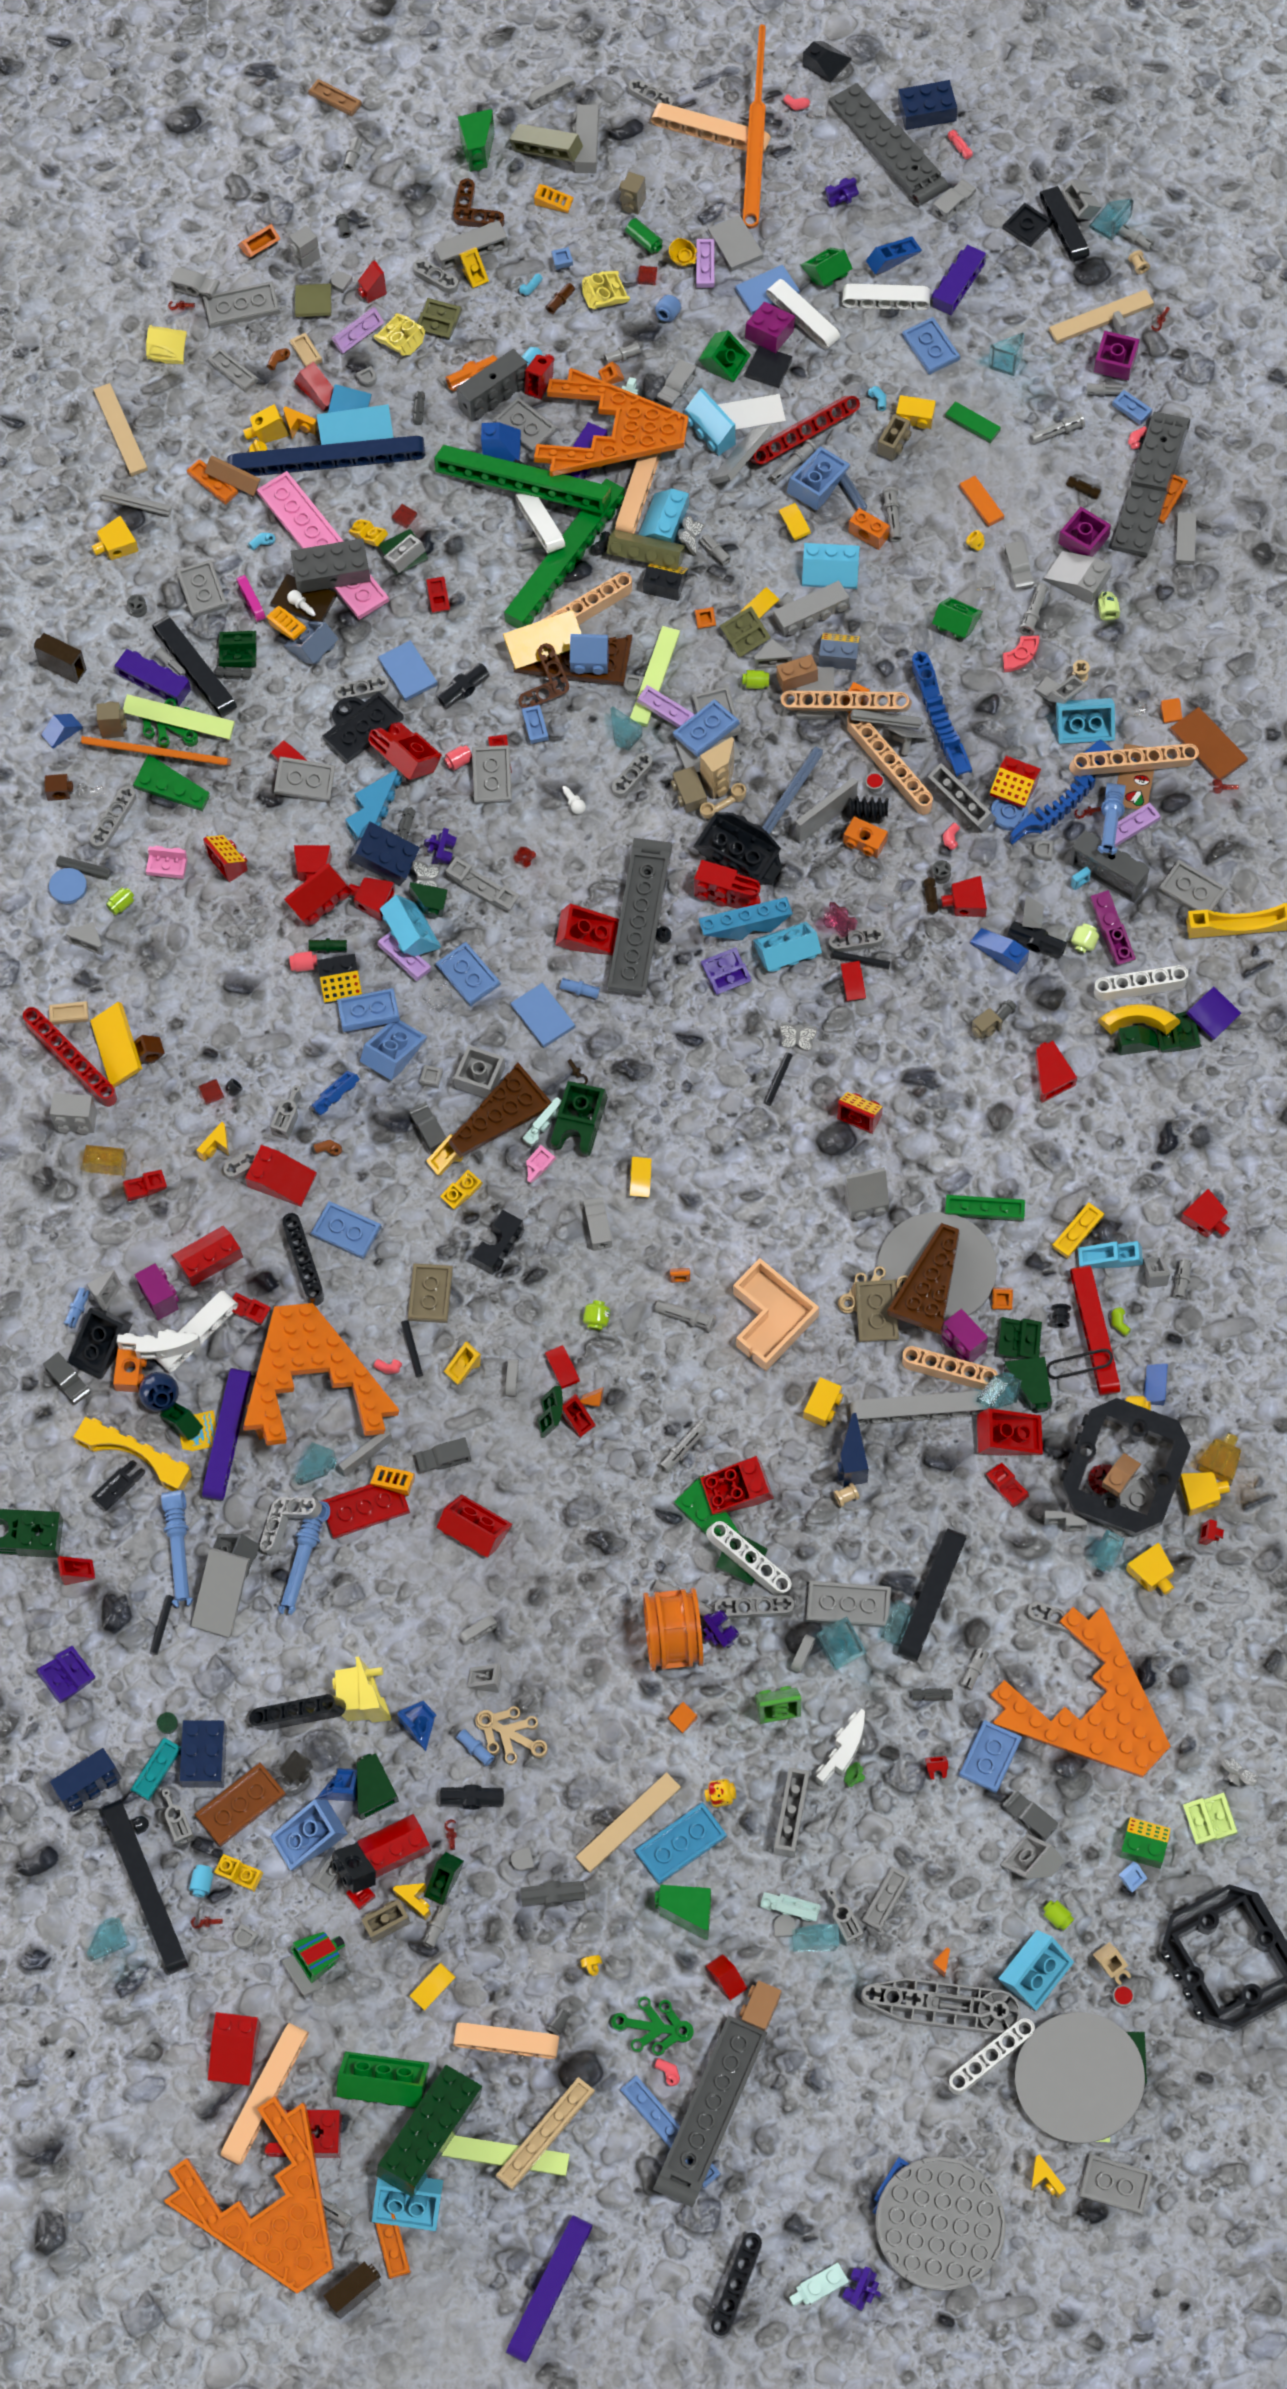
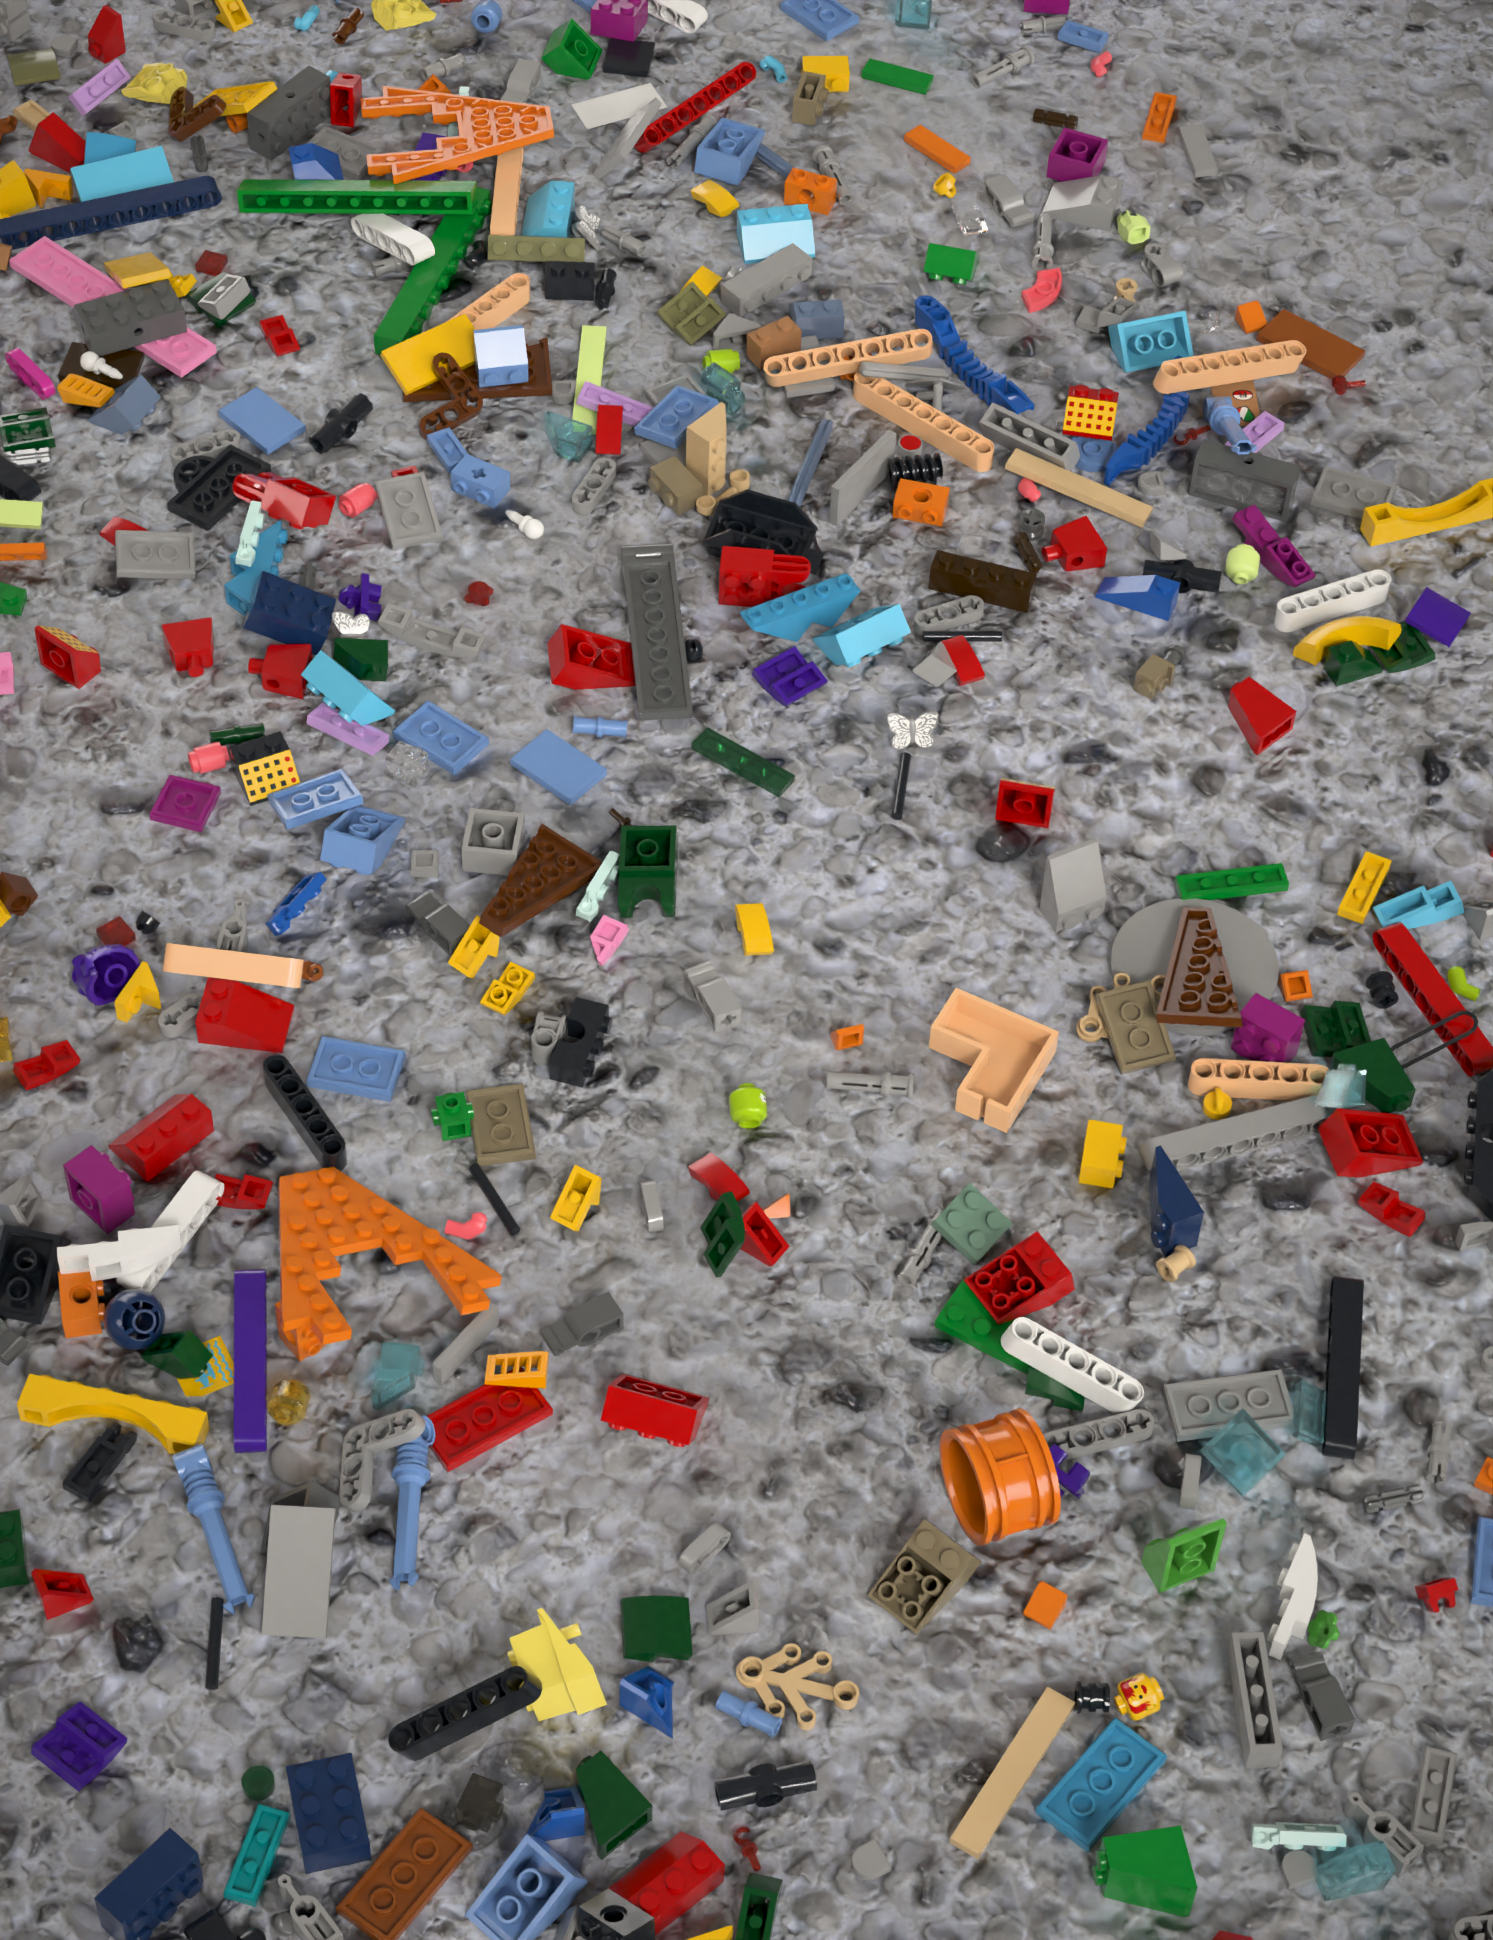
camera: 20 degrees left, 15 degrees down
(194, 1125) = (104, 972): none -> dark purple head
(243, 1470) = (288, 1402): none -> clear yellow head
(262, 539) = (29, 312): medium azure arm -> none
(279, 1138) = (233, 965): none -> light nougat beam
(280, 994) = (185, 803): none -> magenta tile
(318, 895) = (211, 671): red slope -> none
(345, 520) = (137, 270): none -> yellow tile
(370, 783) = (249, 536): none -> light aqua hinge
(398, 1282) = (453, 1116): none -> green brick
(413, 372) = (185, 119): none -> reddish brown beam
(434, 1677) = (656, 1628): none -> dark green slope
(439, 318) = (202, 63): olive slope -> none
(450, 367) = (243, 97): none -> yellow tile
(479, 1230) = (545, 1036): none -> light grey piece
(550, 757) = (480, 481): none -> medium blue brick
(552, 1893) = (933, 1899): dark grey piece -> none
(612, 1680) = (923, 1577): none -> dark tan slope
(655, 729) = (609, 430): none -> red slope
(672, 1036) = (743, 762): none -> clear green tile
(688, 594) = (605, 288): none -> black axle
(691, 1786) = (1092, 1697): none -> black bush
(705, 617) = (633, 309): orange slope -> none
(711, 423) = (580, 112): medium azure slope -> none
(719, 1436) = (971, 1224): none -> sand green plate
(746, 709) = (724, 387): none -> clear light blue brick
(831, 983) = (935, 665): none -> light grey slope
(837, 1818) = (1322, 1697): none -> dark grey piece
(839, 920) = (921, 592): clear pink hips -> none
(888, 917) = (989, 581): none -> dark brown brick
(916, 1380) = (1217, 1104): none -> yellow tile
(986, 846) = (1079, 487): none -> tan tile
(1080, 878) = (1211, 502): medium azure tile -> none
(1116, 649) = (1160, 265): none -> light grey piece
(1150, 483) = (1135, 104): dark grey hinge -> none

